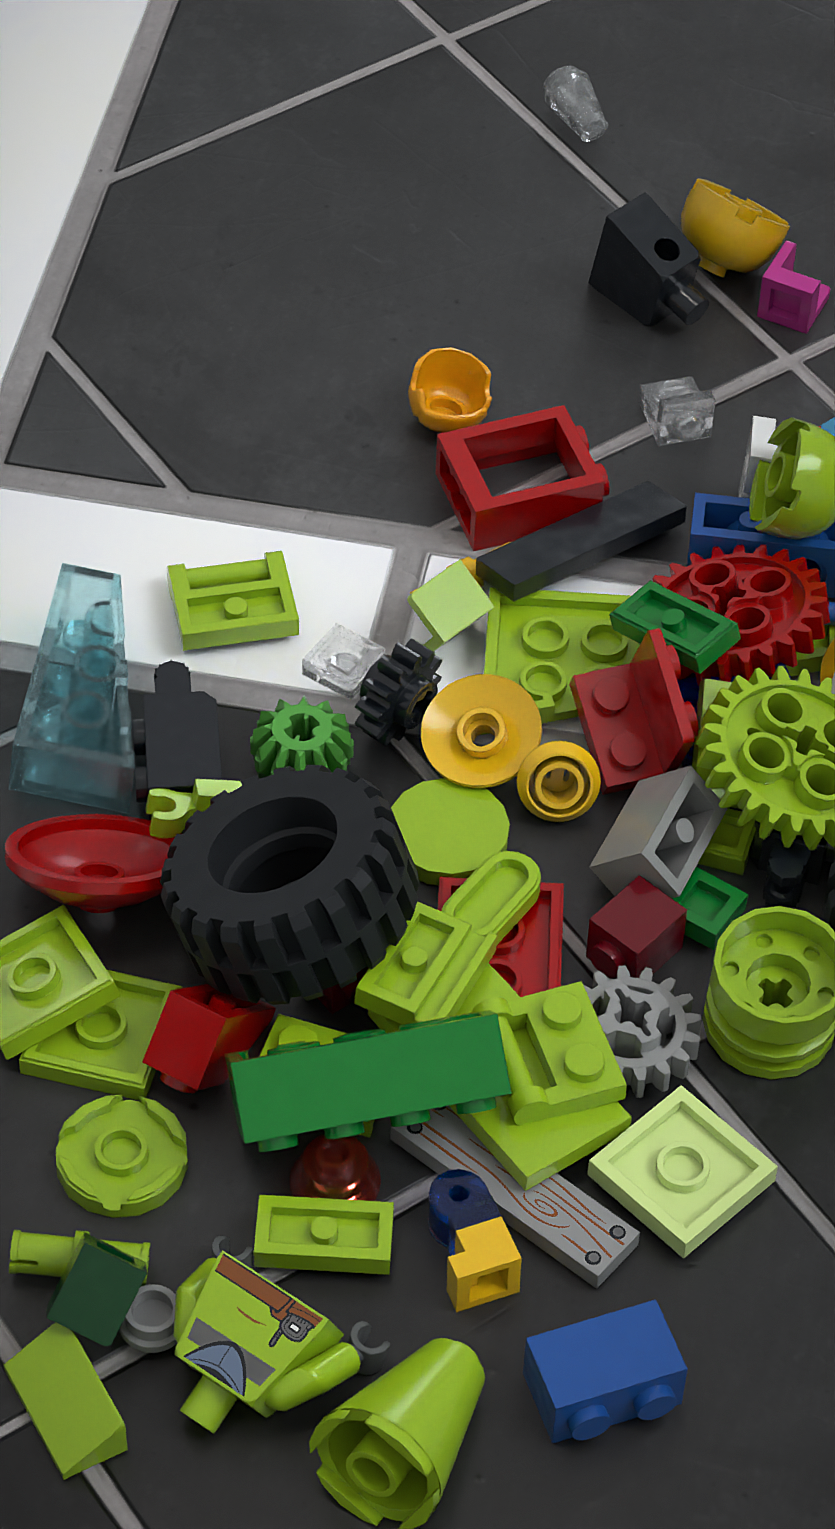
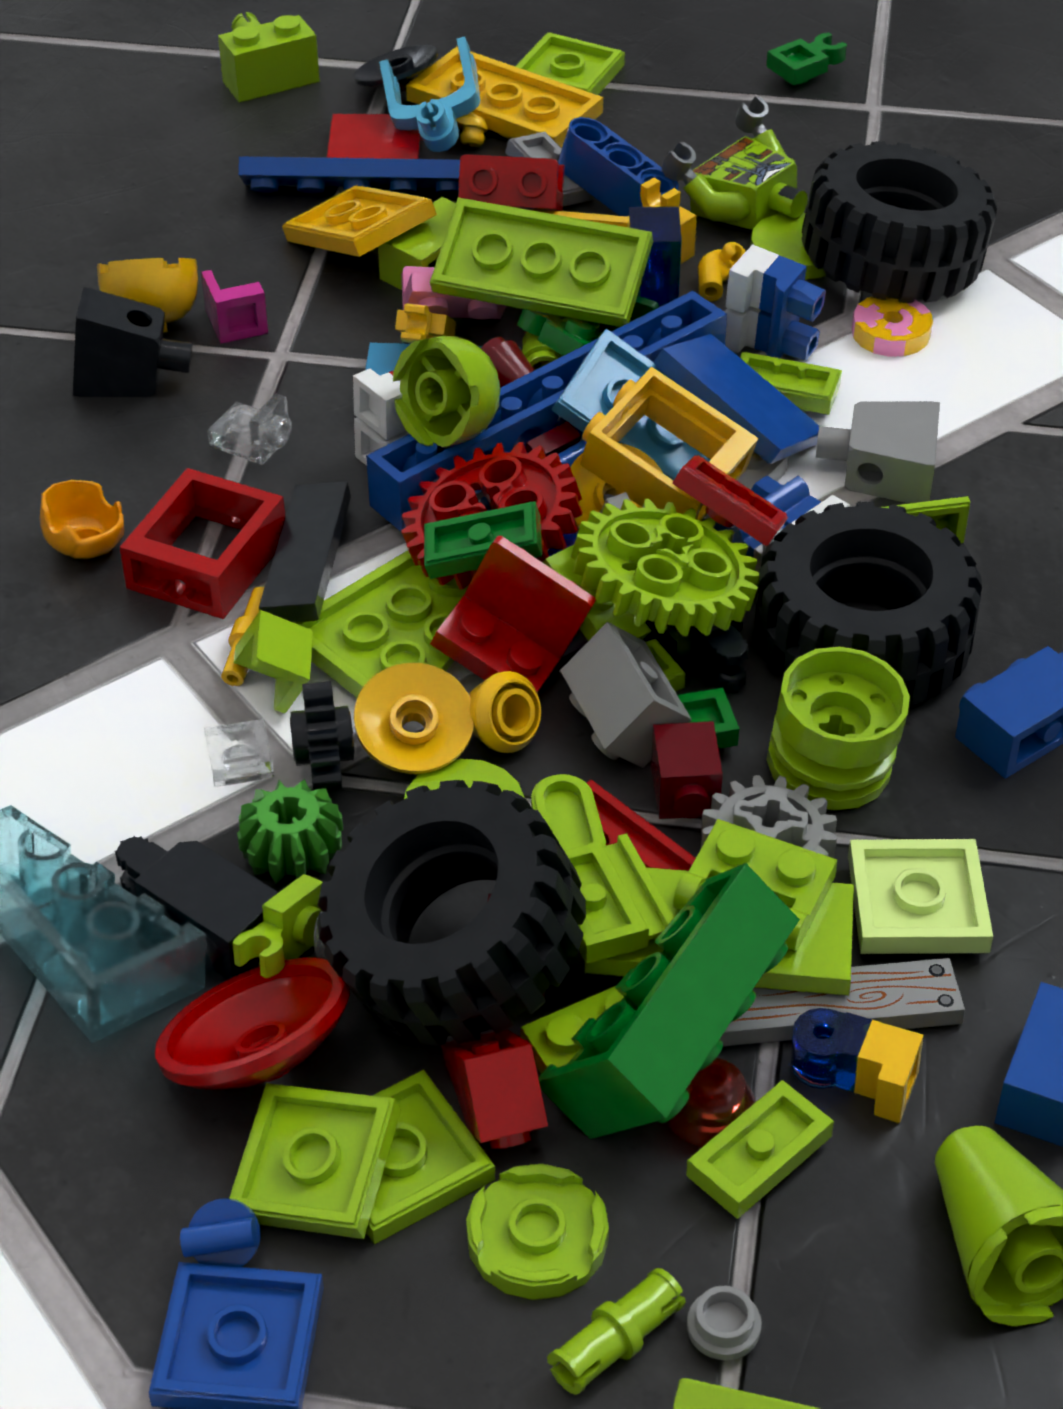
camera: 45 degrees left, 5 degrees down
(96, 1290) = (679, 1334): dark green panel -> none
(233, 602) = (105, 784): lime plate -> none
(258, 1341) = (825, 1262): lime torso -> none

